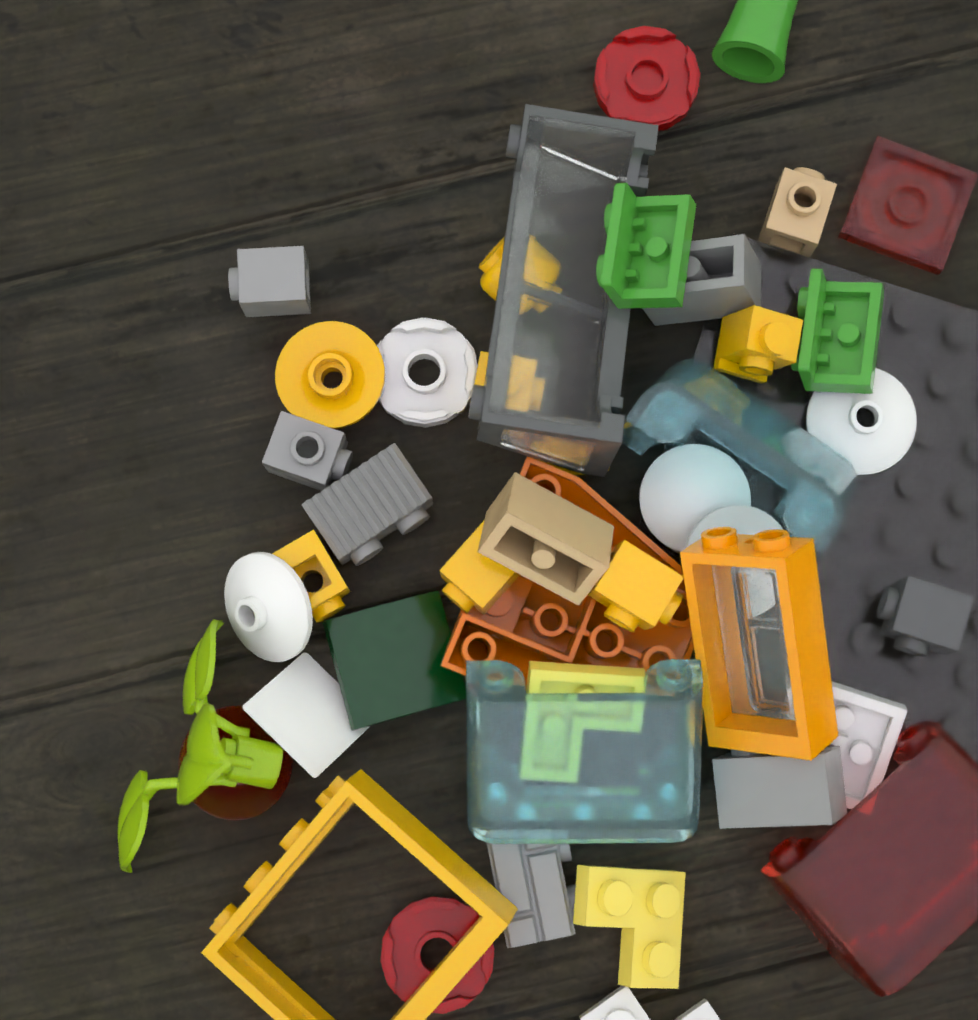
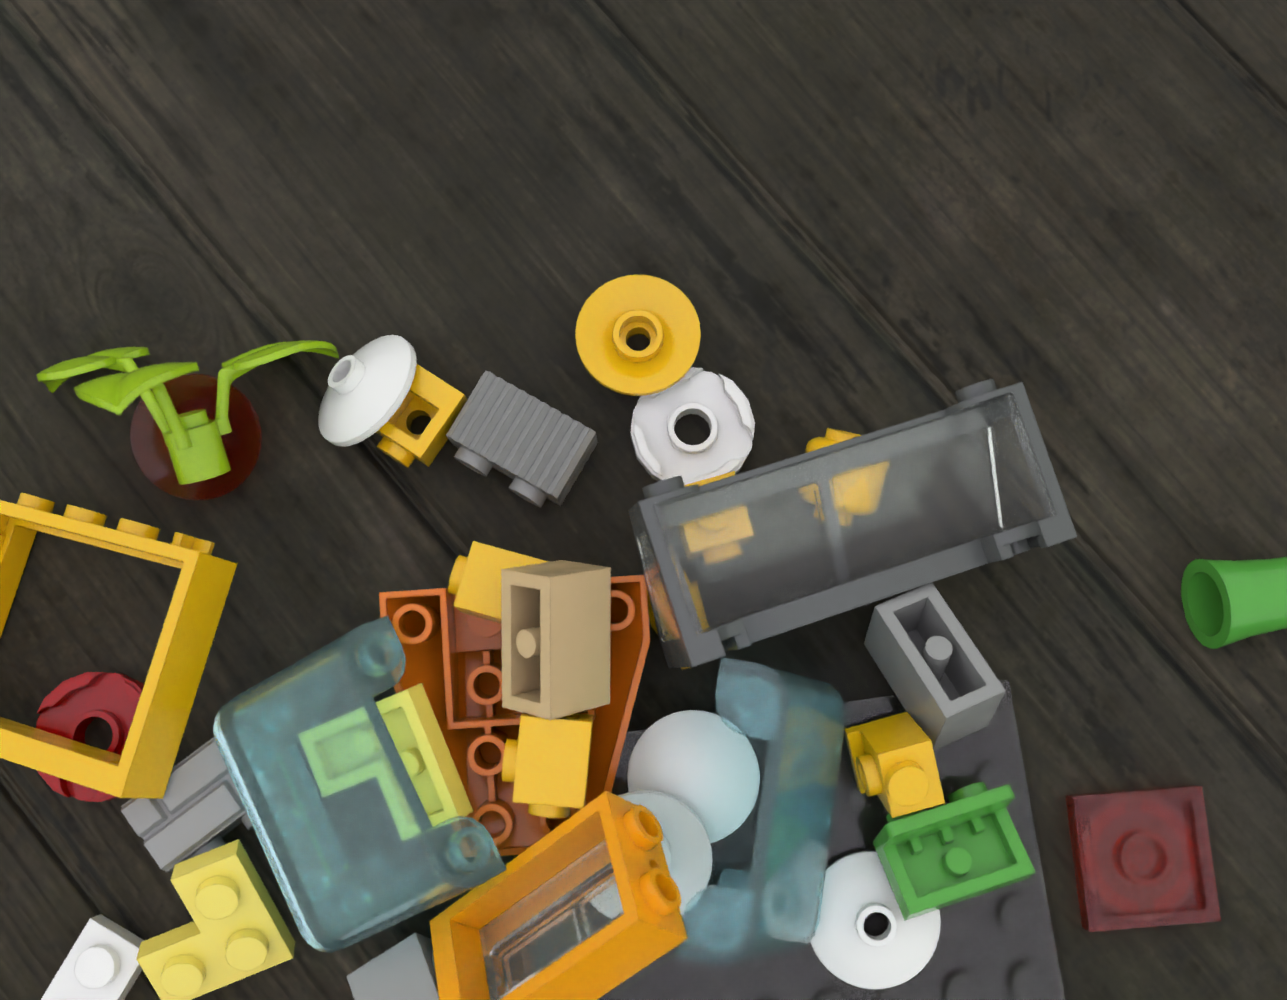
camera: 65 degrees right, 0 degrees up
(271, 281) = (704, 228): light grey brick -> none
(305, 714) = (277, 485): white sticker -> none
(307, 452) = (546, 351): light grey brick -> none
(392, 660) = (374, 541): dark green slope -> none
(646, 249) = (932, 590): bright green bracket -> none
(647, 77) = (1128, 505): red tile -> none
(798, 211) = (1069, 738): tan brick -> none

